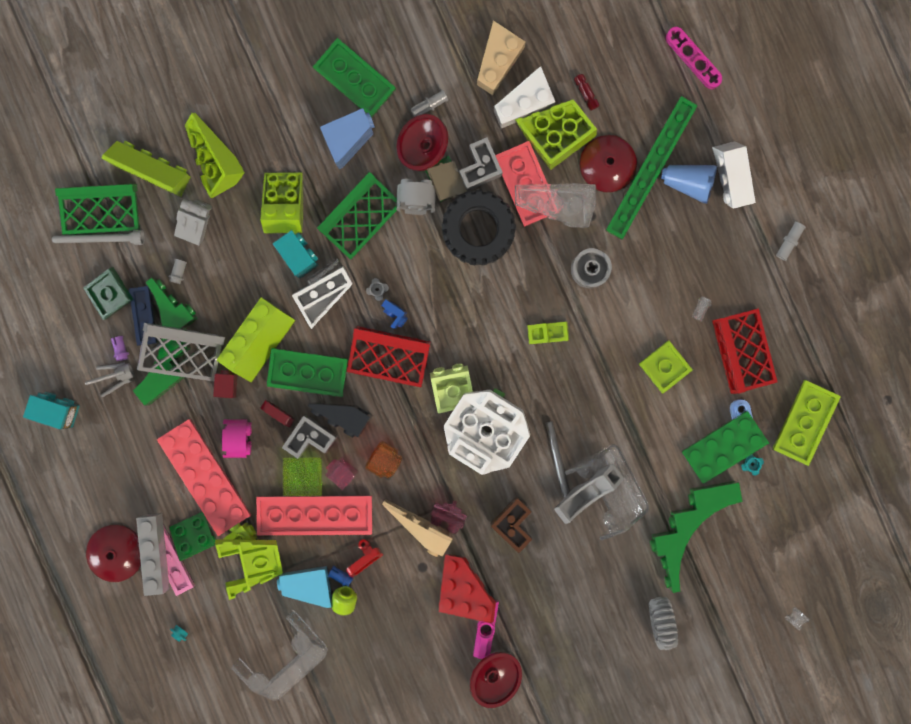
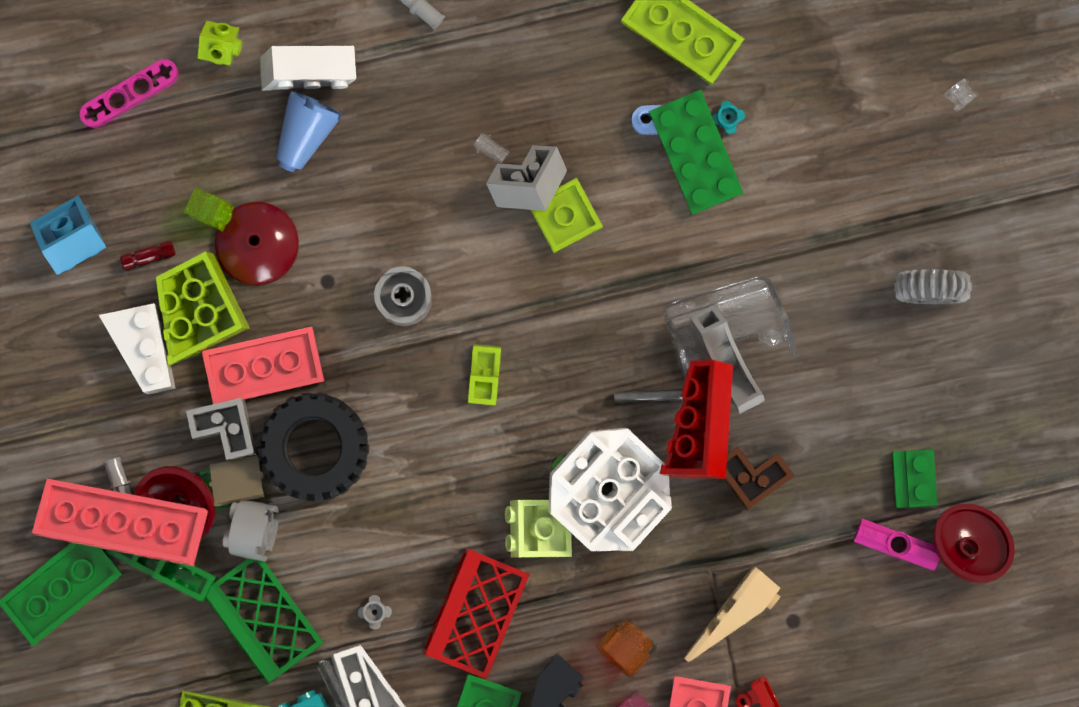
camera: 75 degrees left, 5 degrees down
(347, 135) = (143, 612): medium blue slope -> none
(382, 141) = (182, 577): none -> green slope
(393, 310) = (409, 593): blue bracket -> none
(404, 108) = (120, 522): none -> coral plate
(450, 514) = (721, 566): clear pink hips -> none
(464, 592) = (838, 566): red plate -> none
(499, 57) = (71, 370): tan wedge -> none
(531, 631) = (914, 478): none -> green plate
(542, 486) = (702, 423): none -> red wedge
(562, 202) = (300, 318): clear wedge -> none
(590, 35) = (67, 235): none -> dark azure slope
(625, 126) = (209, 209): none -> clear neon green brick
(651, 168) = (275, 183): green plate -> none
(671, 544) = (822, 253): green arch -> none
(683, 340) = (529, 184): none -> light grey brick
(729, 352) = (564, 121): red fence -> none
(740, 111) = (219, 43): none -> lime brick

